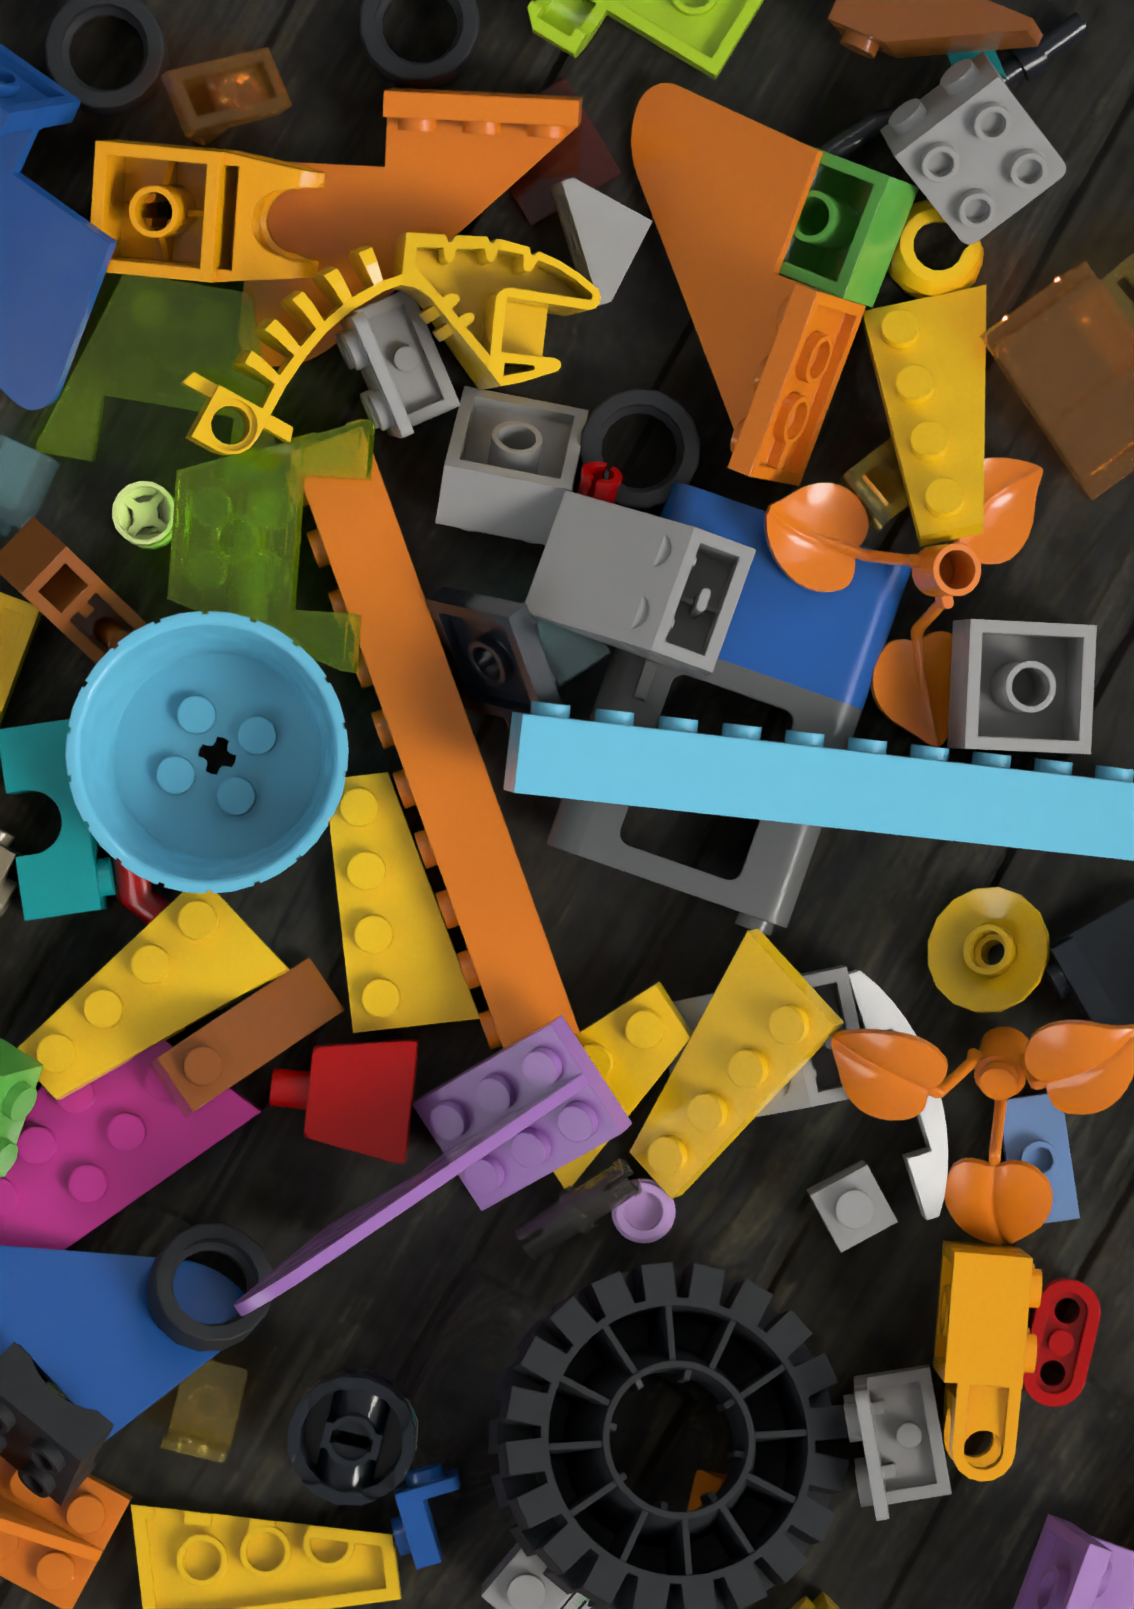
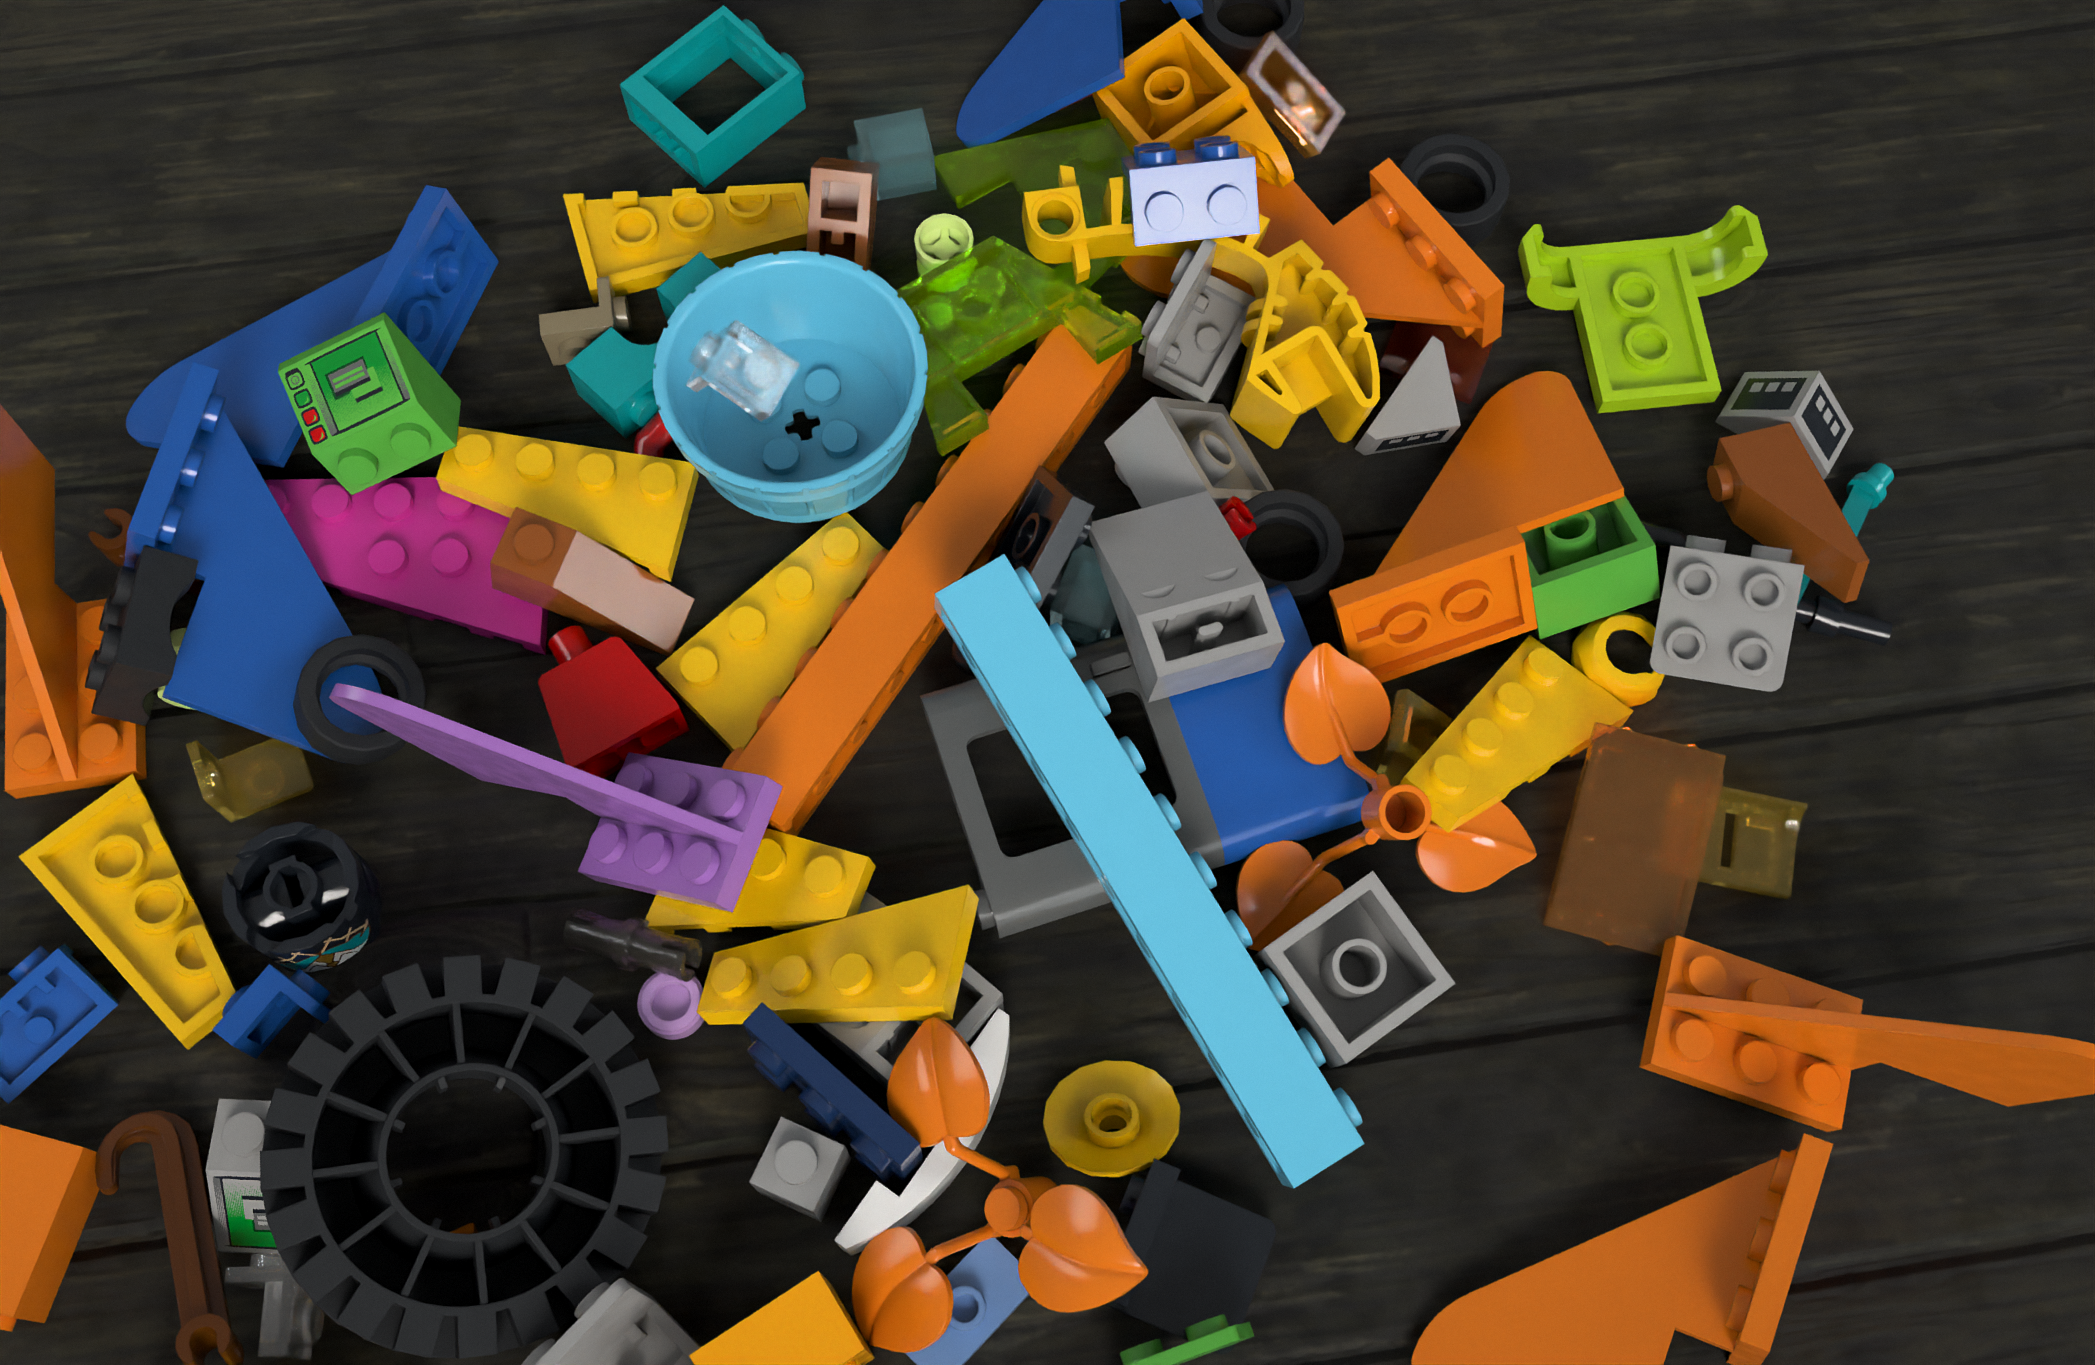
camera: 50 degrees right, 20 degrees down
(188, 798) = (742, 369): none -> clear bracket
(292, 292) = (1191, 191): none -> bracket
(823, 1149) = (831, 1098): none -> dark blue plate

